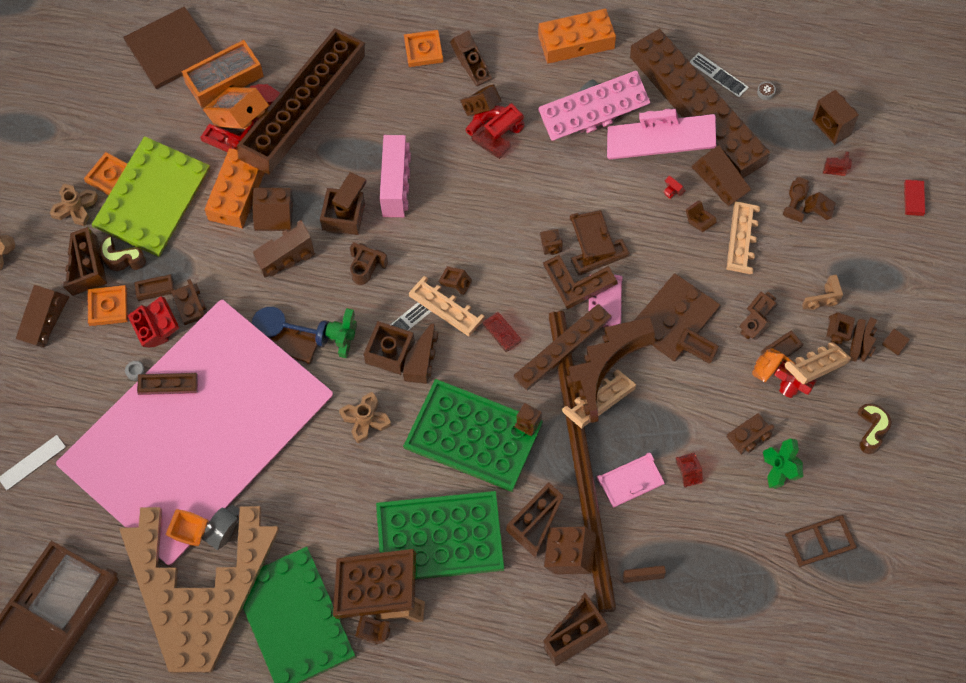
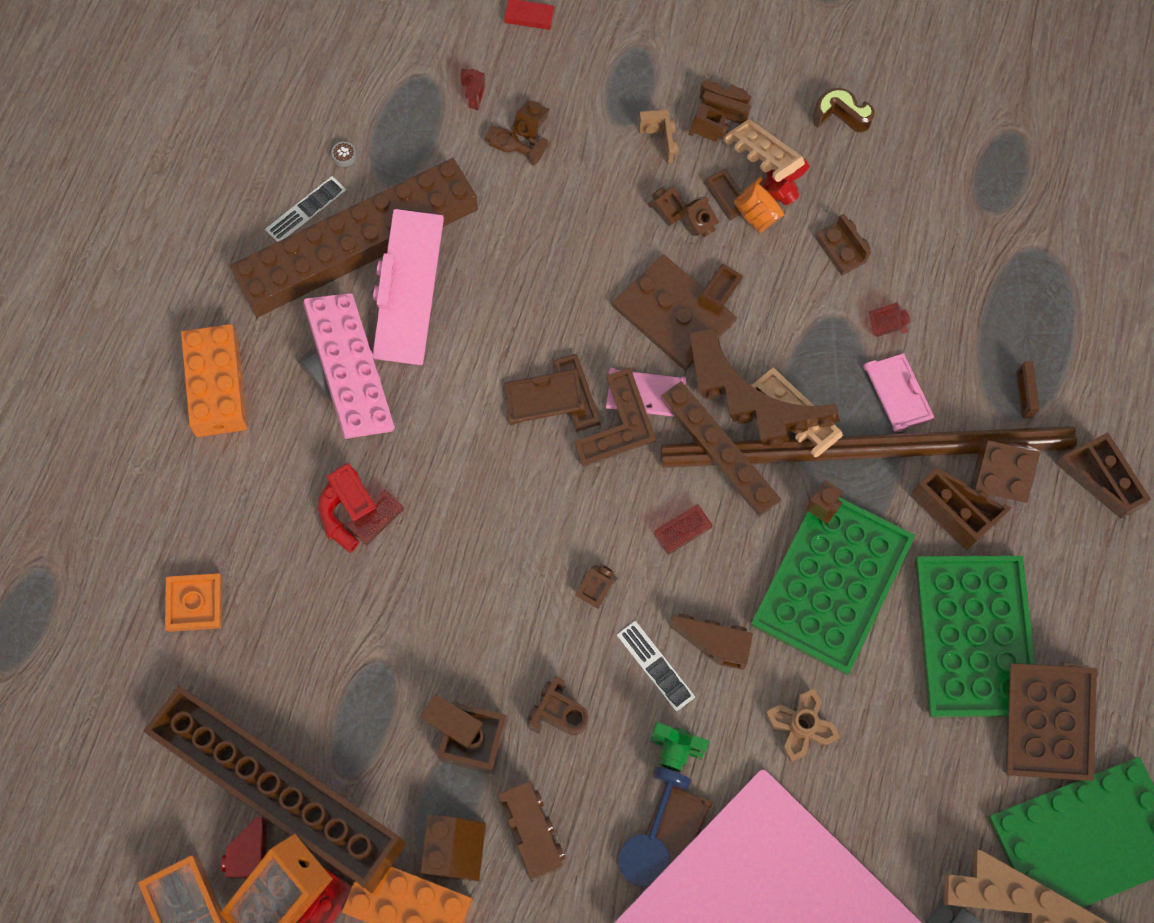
camera: 90 degrees left, 5 degrees up
(372, 630) = (1109, 729): reddish brown bracket -> none
(388, 347) = (703, 682): reddish brown brick -> none
(395, 176) = (423, 655): bright pink brick -> none
(445, 307) = (639, 602): light nougat hinge -> none
(470, 58) = (224, 533): reddish brown slope -> none
(481, 100) = (309, 521): reddish brown pin -> none
(551, 242) = (548, 452): reddish brown bracket -> none
(673, 187) = (483, 285): red tile -> none
(699, 217) = (534, 259): reddish brown bracket -> none
(721, 176) = (476, 223): reddish brown wedge -> none
(740, 237) = (567, 215): light nougat hinge -> none
(784, 463) = (891, 211): green plant -> none
(826, 554) = (993, 189): reddish brown window -> none
(835, 117) = (407, 75): reddish brown brick -> none
(895, 341) = (727, 69): reddish brown tile -> none

